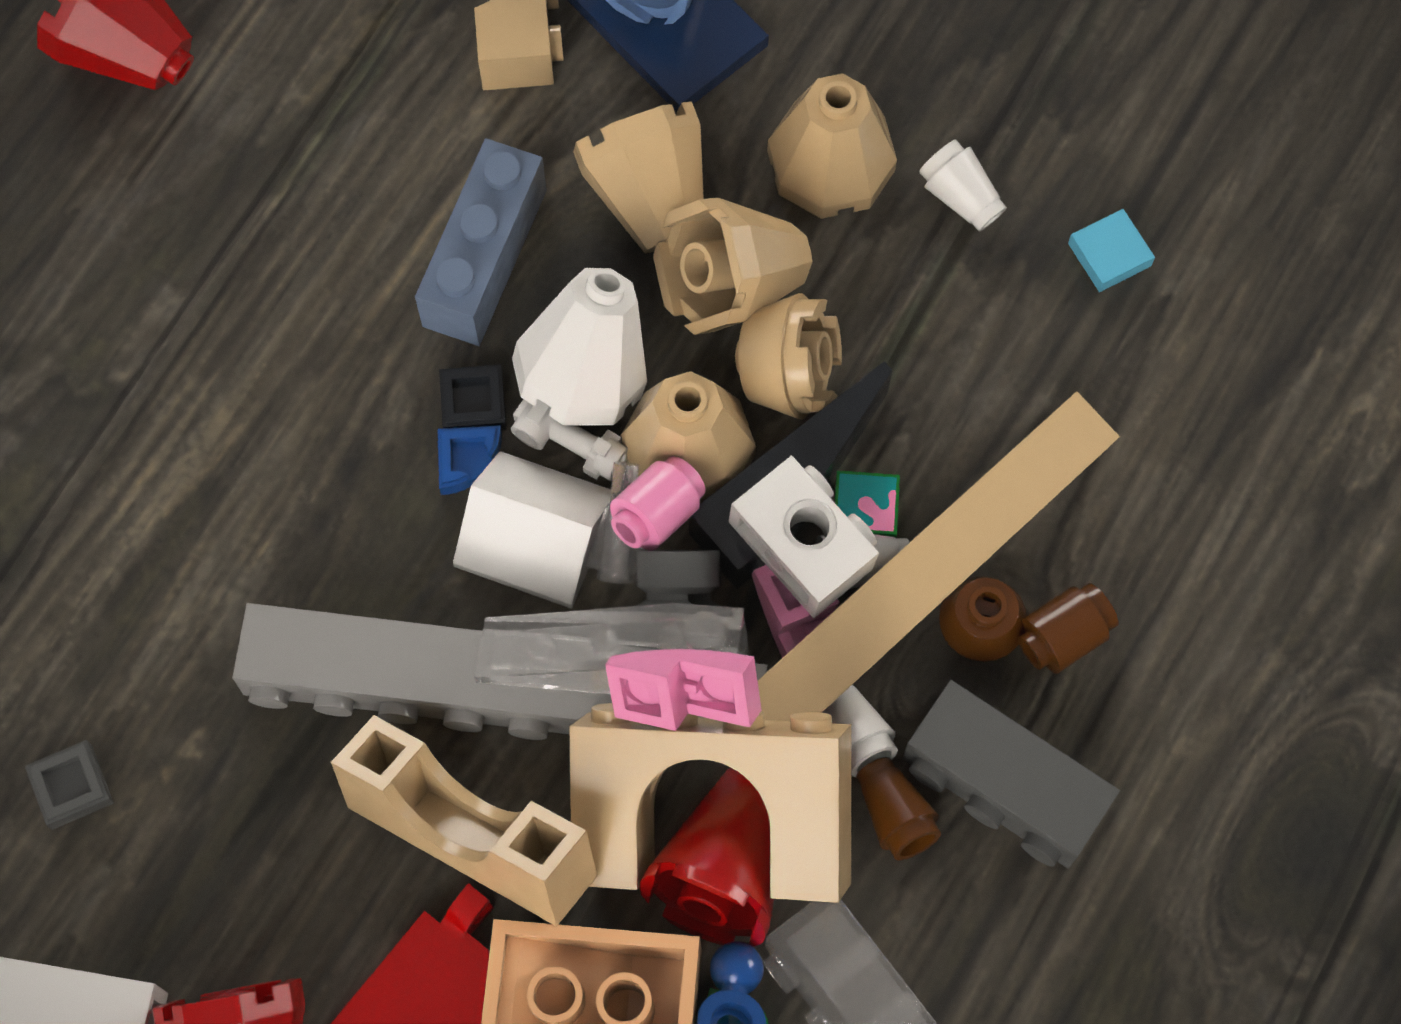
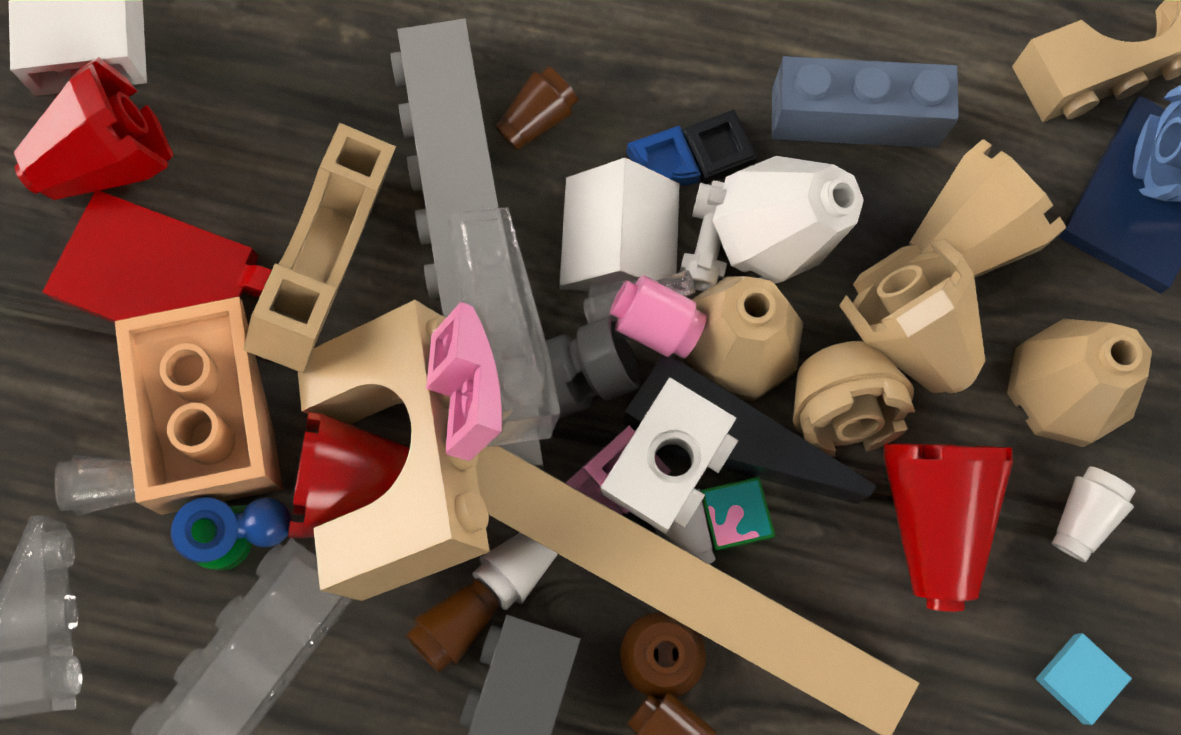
camera: 70 degrees right, 5 degrees up
(367, 566) = (537, 108): none -> reddish brown cone
(927, 309) = (947, 515): none -> red cone

